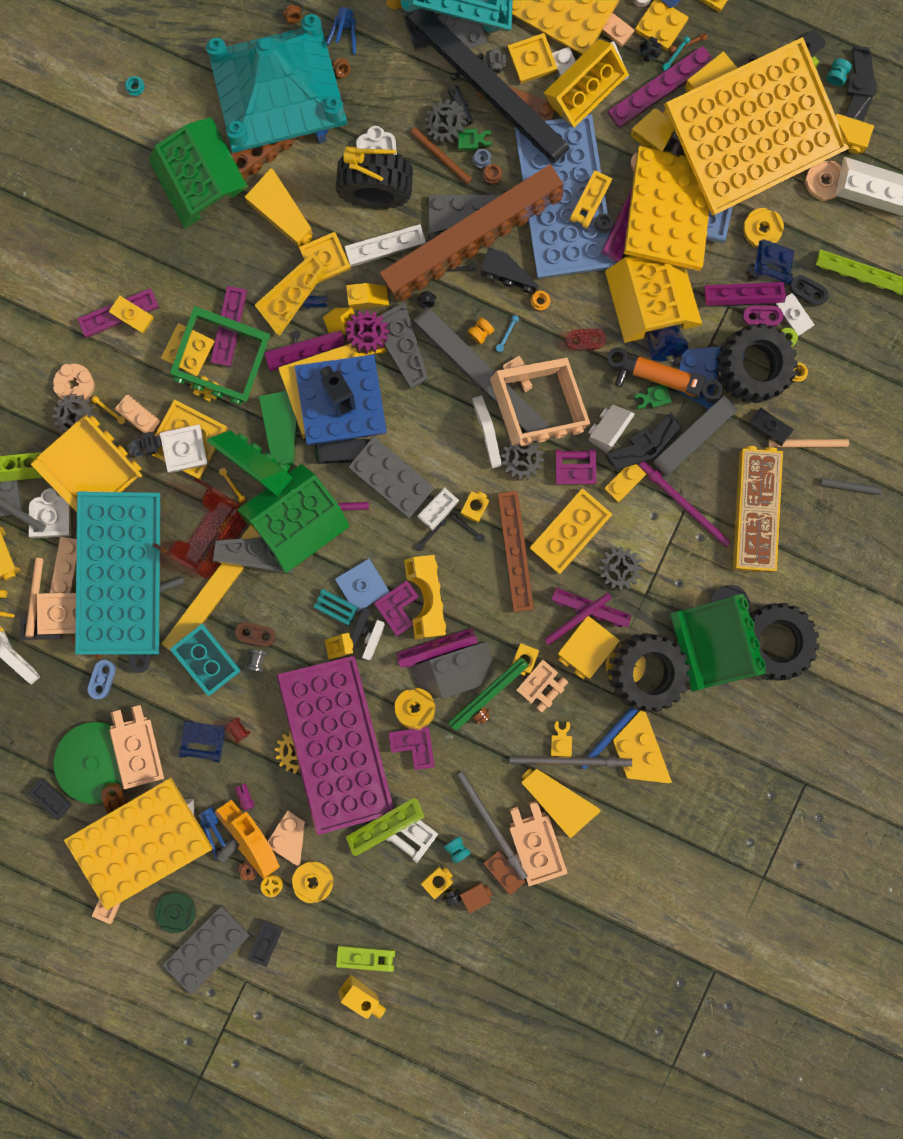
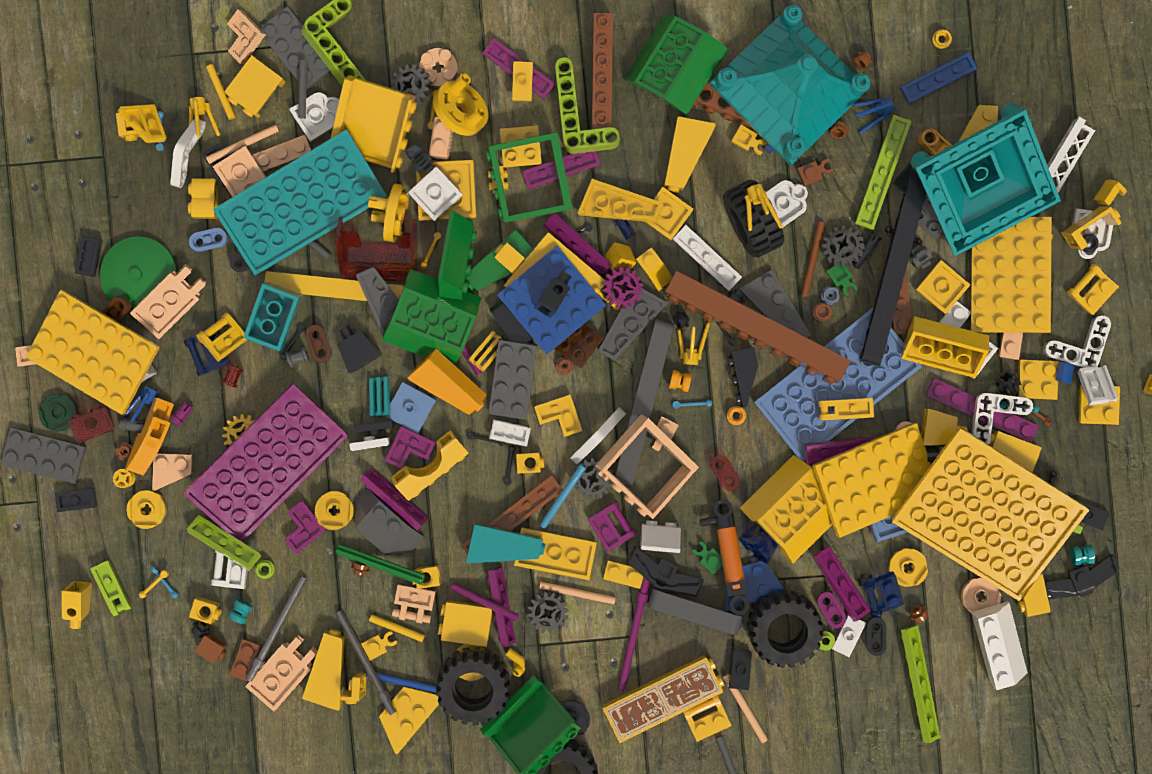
camera: 60 degrees right, 5 degrees up
(62, 661) = (204, 198): none -> yellow brick
(123, 379) = (468, 99): none -> yellow piece
(166, 241) = (602, 70): none -> dark orange brick
(173, 488) = (394, 211): none -> yellow piece
(187, 287) = (572, 115): none -> lime beam
(203, 716) = (227, 341): none -> yellow plate
(207, 898) = (103, 426): none -> clear red brick
(232, 643) = (301, 329): none -> black hinge
(280, 414) = (509, 257): none -> yellow brick
(281, 602) = (357, 349): none -> black torso
(301, 152) = (745, 139): none -> yellow plate
(339, 646) = (347, 419): yellow plate -> none
(347, 471) = (477, 363): none -> yellow tile
(359, 536) = (447, 382): none -> light orange slope
(364, 112) = (812, 173): none -> dark orange plate
(381, 900) = (142, 594): none -> yellow hinge
(396, 400) = (580, 345): none -> reddish brown hinge
(401, 52) = (883, 172): none -> lime plate
(406, 430) = (564, 370): none -> dark orange plate
(406, 903) = (174, 594): none -> dark azure hinge
(429, 811) = (258, 569): none -> lime plate
(446, 449) = (561, 409): none -> yellow plate
(464, 307) = (691, 355): none -> yellow plant
(522, 493) = (563, 495): none -> dark azure bar
(534, 573) = (497, 545): none -> teal slope
(555, 715) = (397, 628): none -> yellow bar
(588, 780) = (356, 690): none -> yellow bracket
(603, 218) = (832, 436): black plate -> none
(617, 533) = (577, 592): none -> light nougat bar
(650, 622) = (518, 662): none -> yellow arm
(663, 72) = (993, 407): none -> white beam
(803, 372) = (804, 670): yellow plate -> none
(803, 484) = (710, 723): none -> yellow plate
(810, 242) = (919, 614): none -> dark orange plate

